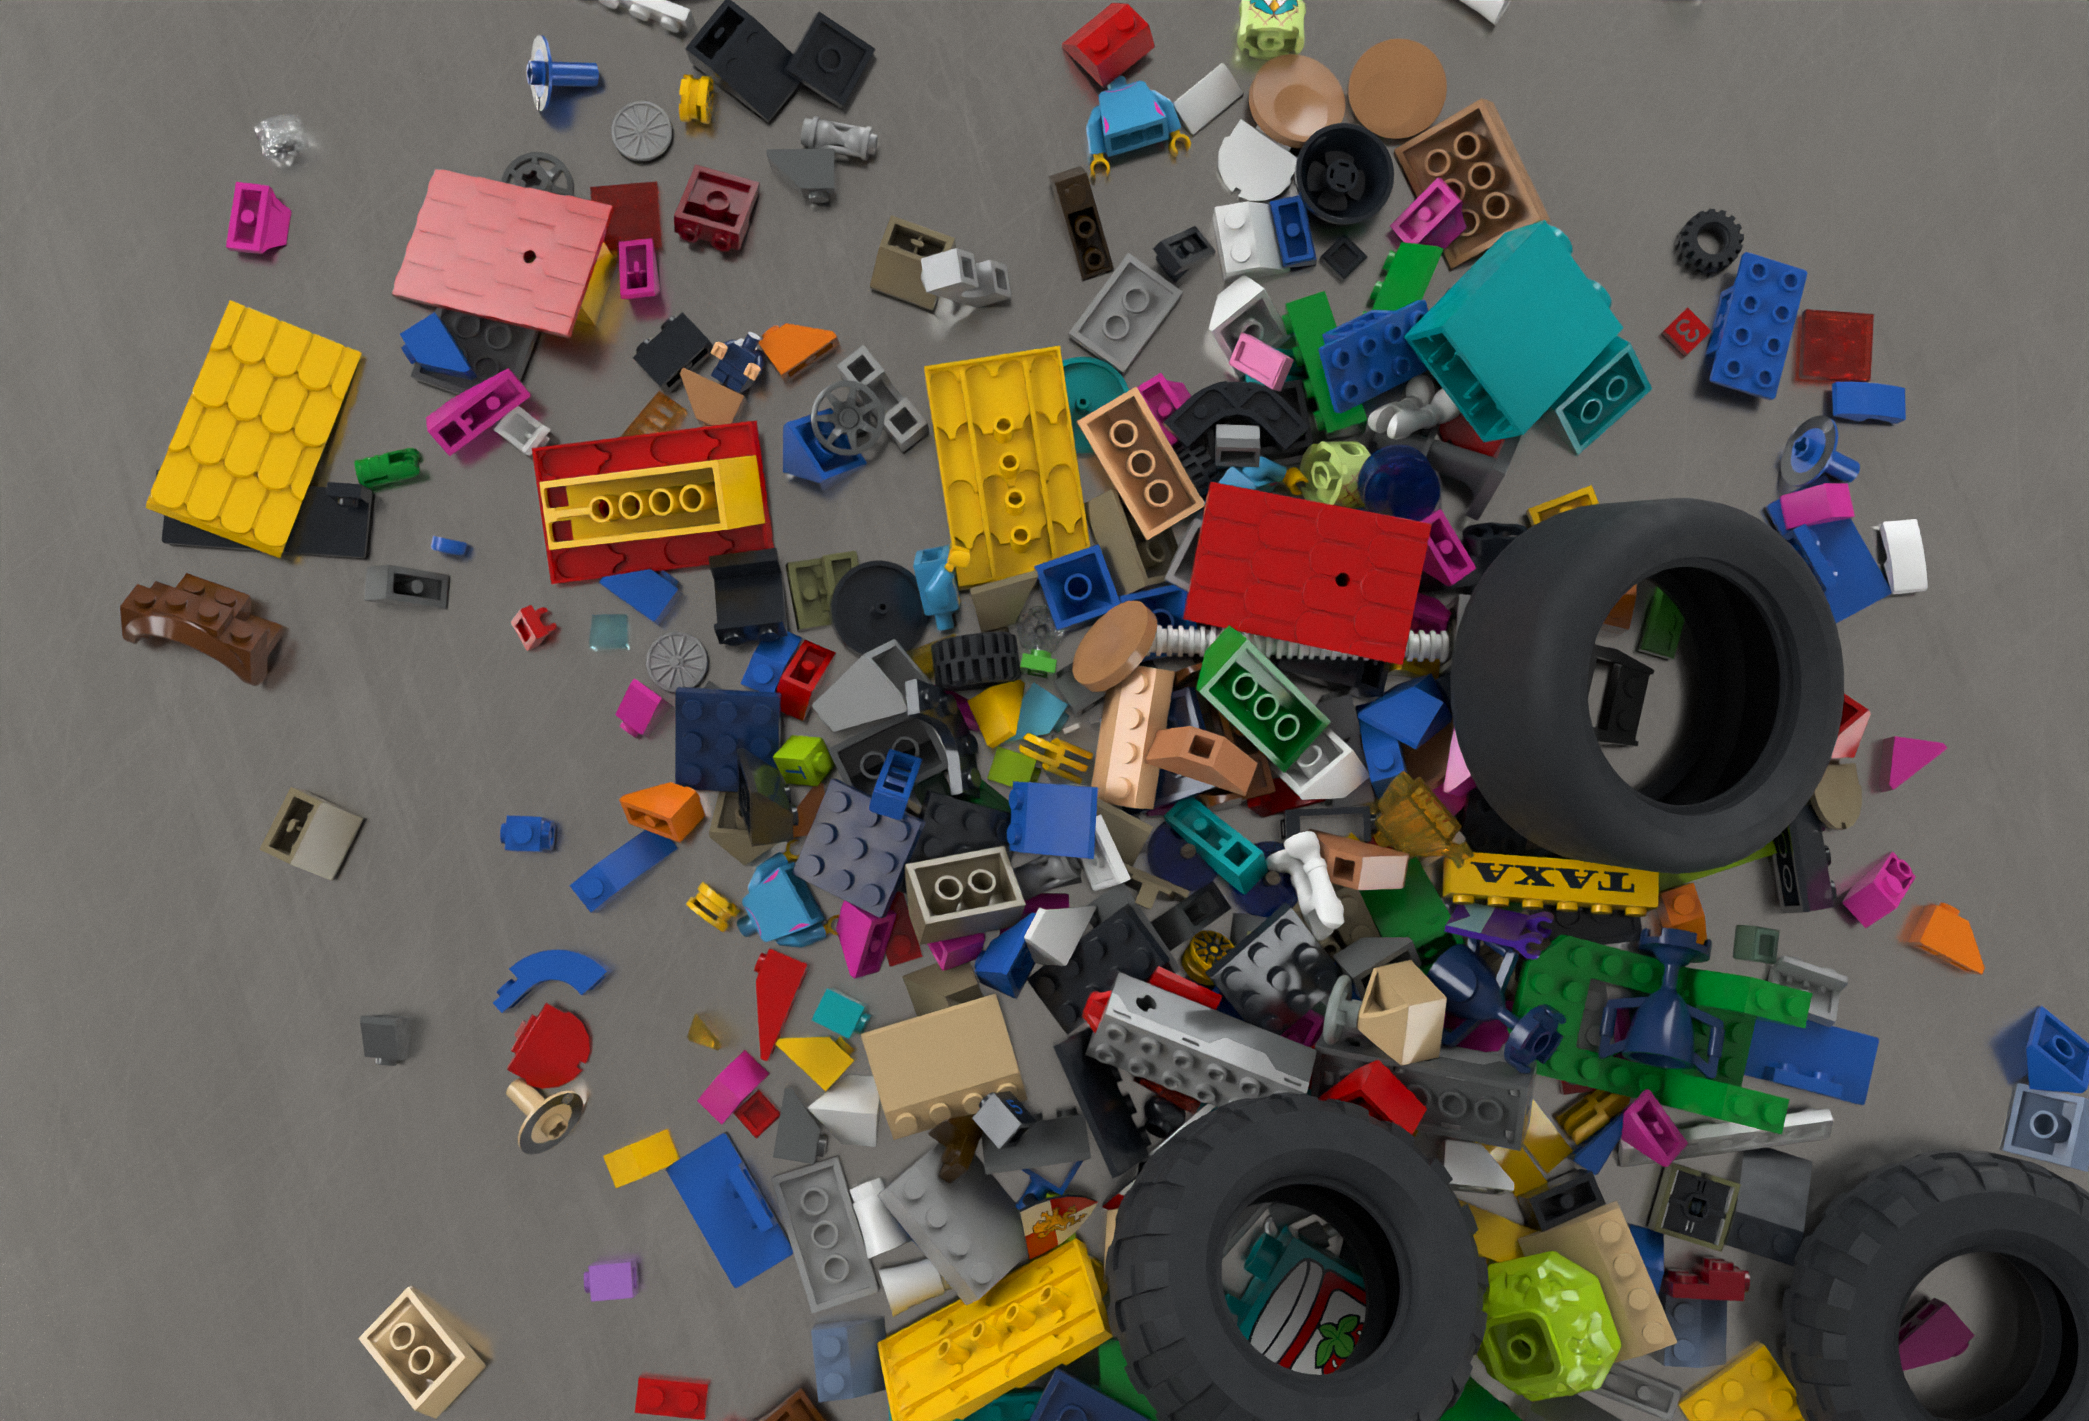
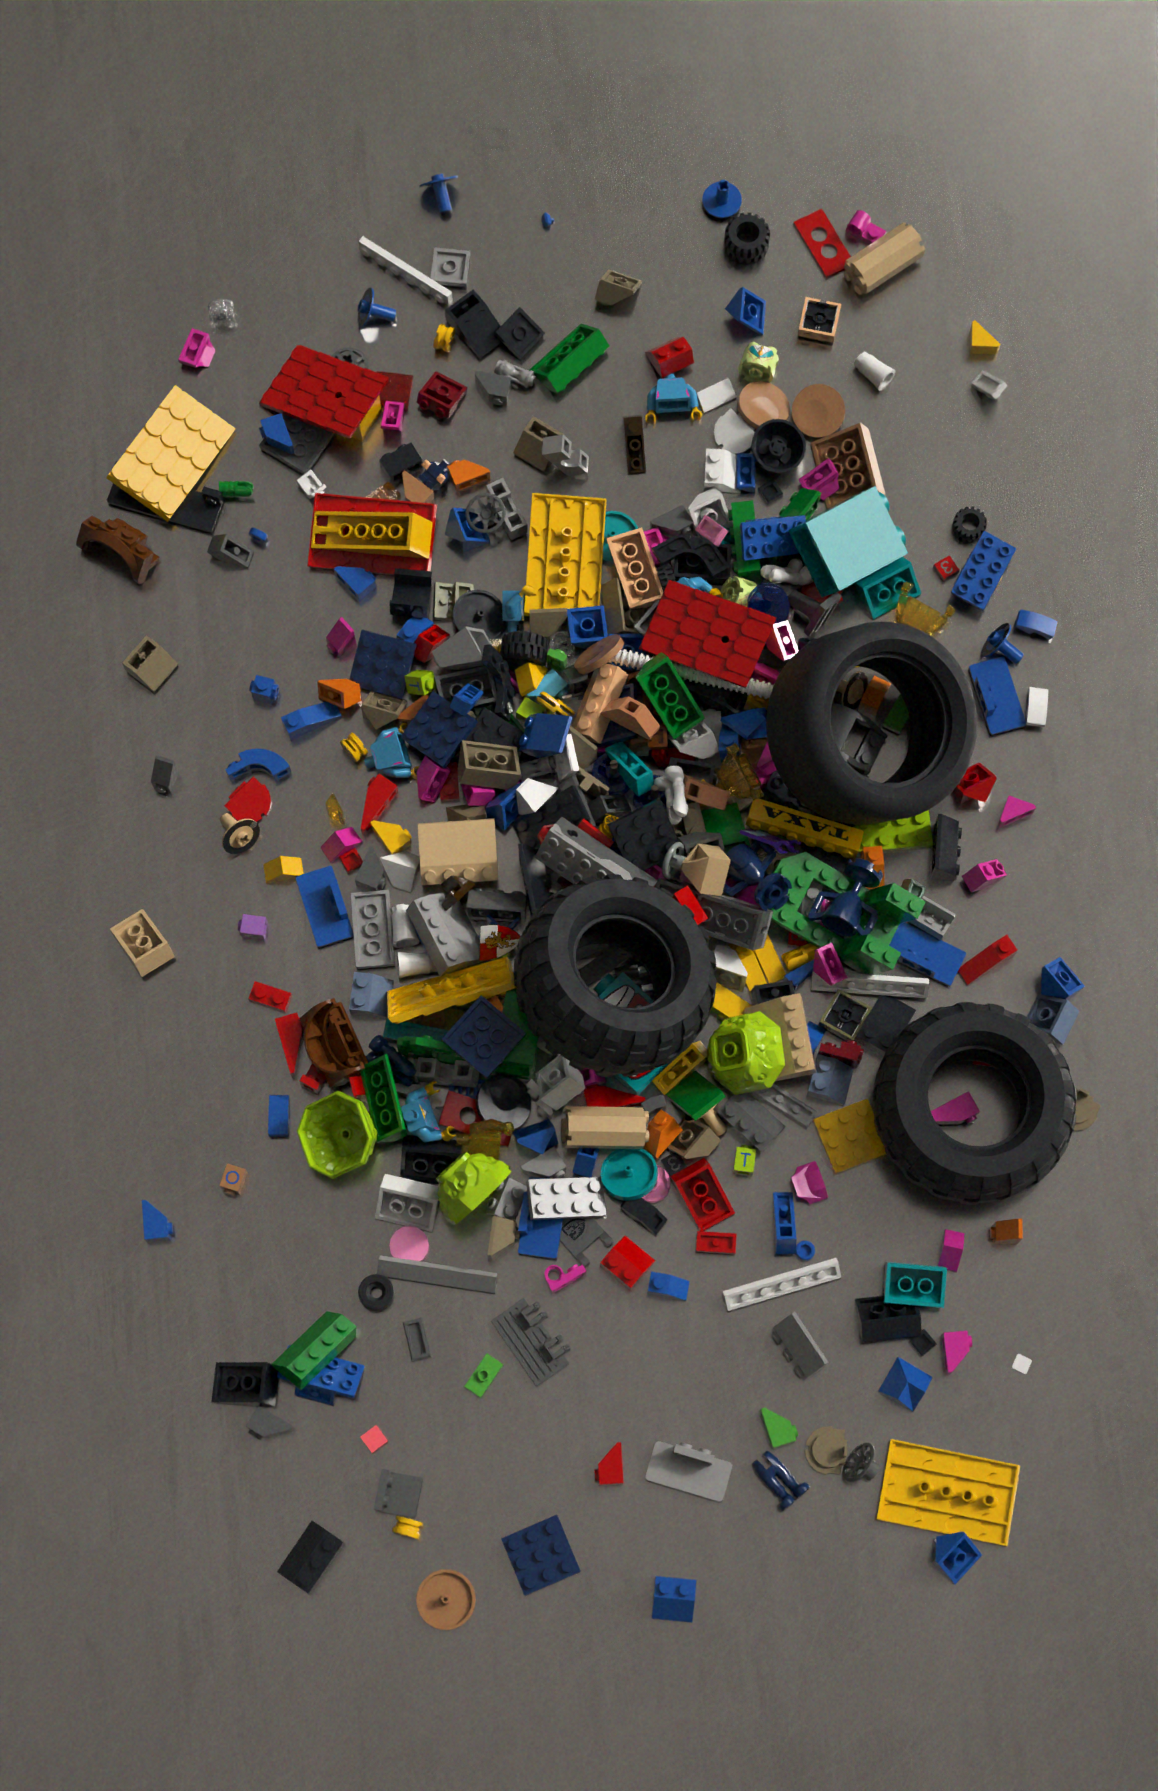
camera: 10 degrees right, 10 degrees down
(475, 410) = (290, 468): dark pink slope -> none
(530, 627) = (291, 586): red tile -> none
(608, 631) = (331, 598): clear light blue slope -> none
(641, 131) = (411, 348): light grey wheel -> none
(676, 661) = (365, 618): light grey wheel -> none
(764, 801) = (394, 694): black slope -> none
(842, 1013) = (409, 814): teal brick -> none
(930, 85) = (570, 357): none -> green slope
(1004, 1119) = (483, 881): brick -> none
(1125, 313) = (646, 494): light grey plate -> none
(1183, 253) = (684, 470): black slope -> none
(1187, 356) = (674, 522): none -> dark grey slope
(1237, 445) = (688, 567): dark grey piece -> none
(1659, 439) = (919, 615): none -> clear yellow torso
(1817, 505) = (996, 669): dark pink slope -> none
(1836, 346) = (1025, 591): clear red plate -> none
(1838, 796) = (970, 818): dark tan piece -> none
(1920, 1043) = (987, 960): none -> red slope
(1948, 938) = (1015, 908): orange slope -> none

